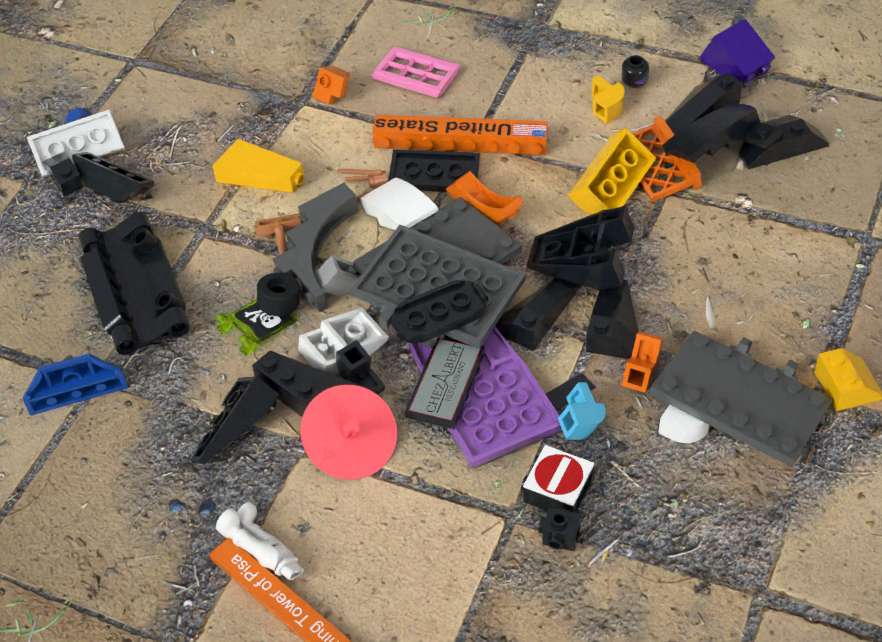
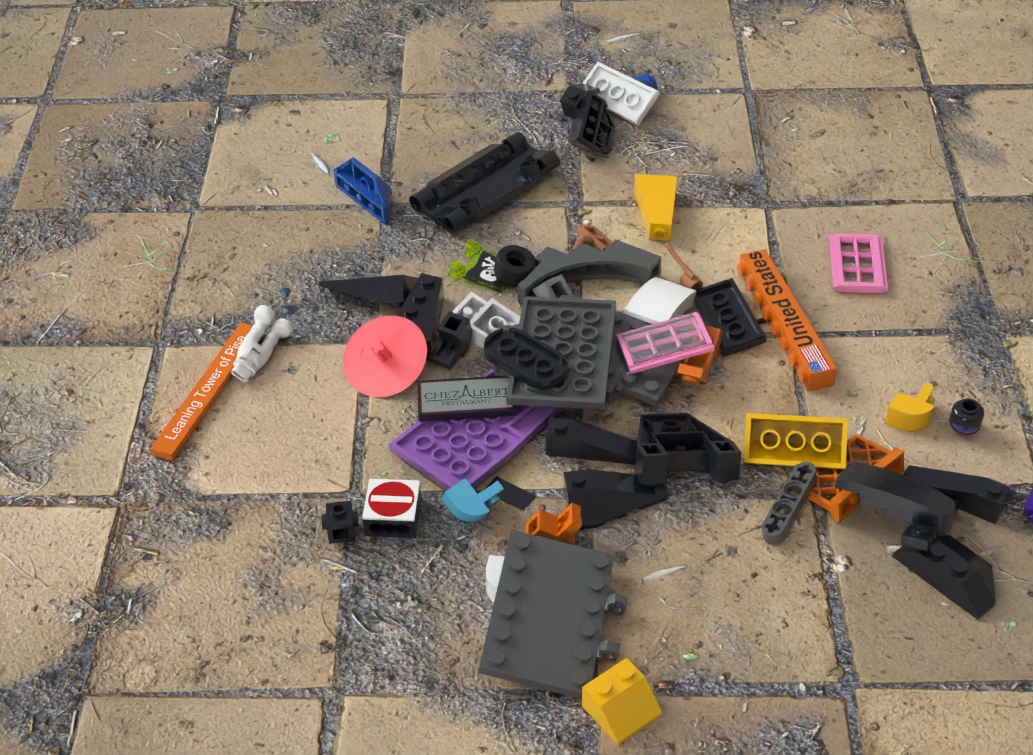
camera: 65 degrees right, 5 degrees down
(331, 84) = (794, 210): orange brick -> none
(467, 211) = (664, 342): none -> clear piece
(678, 201) = (786, 501): none -> dark grey beam

